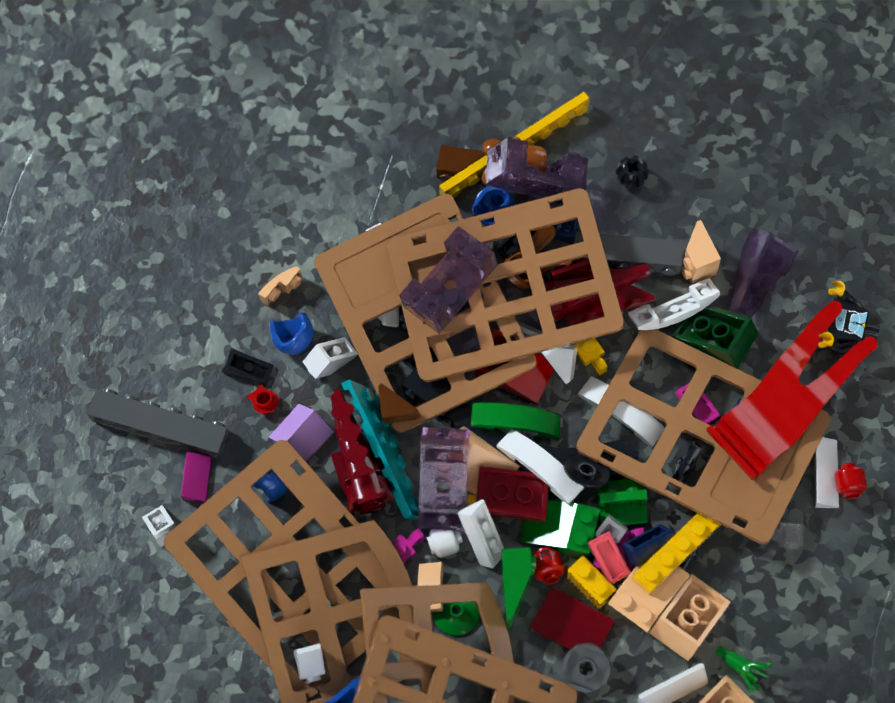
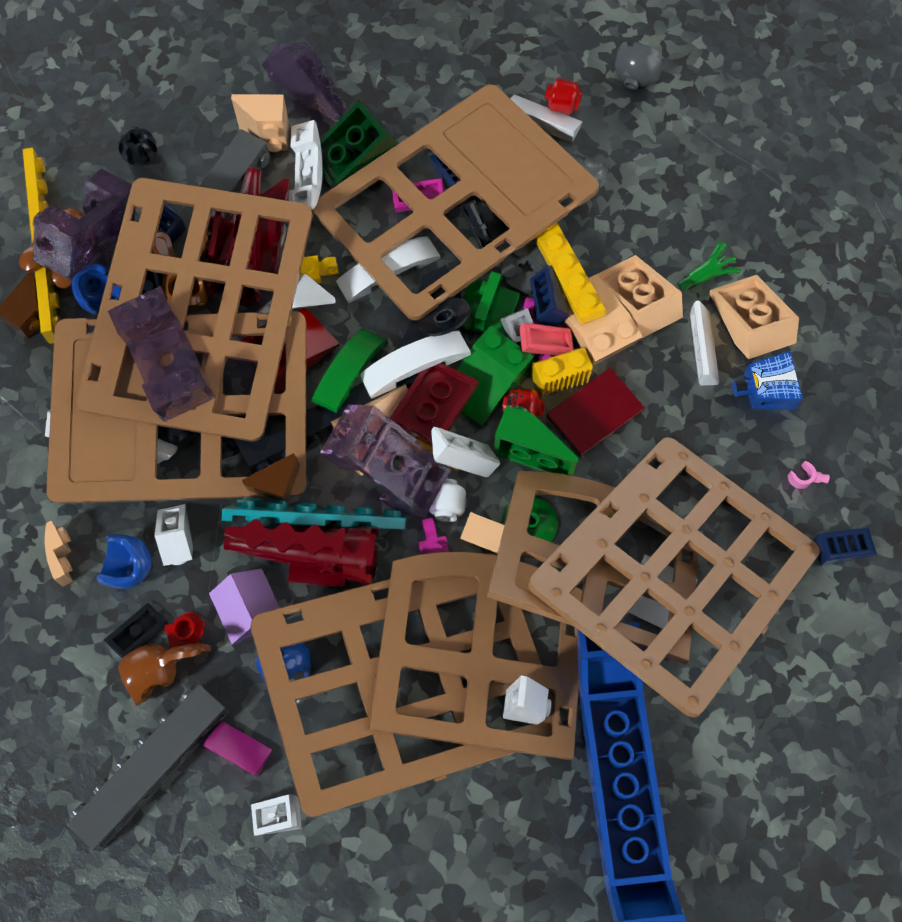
camera: 70 degrees left, 0 degrees up
(227, 392) = (153, 666): none -> dark orange piece
(574, 673) = (636, 417): dark grey plate -> none
(780, 405) = (461, 116): red flag -> none
(850, 325) = (401, 31): torso -> none

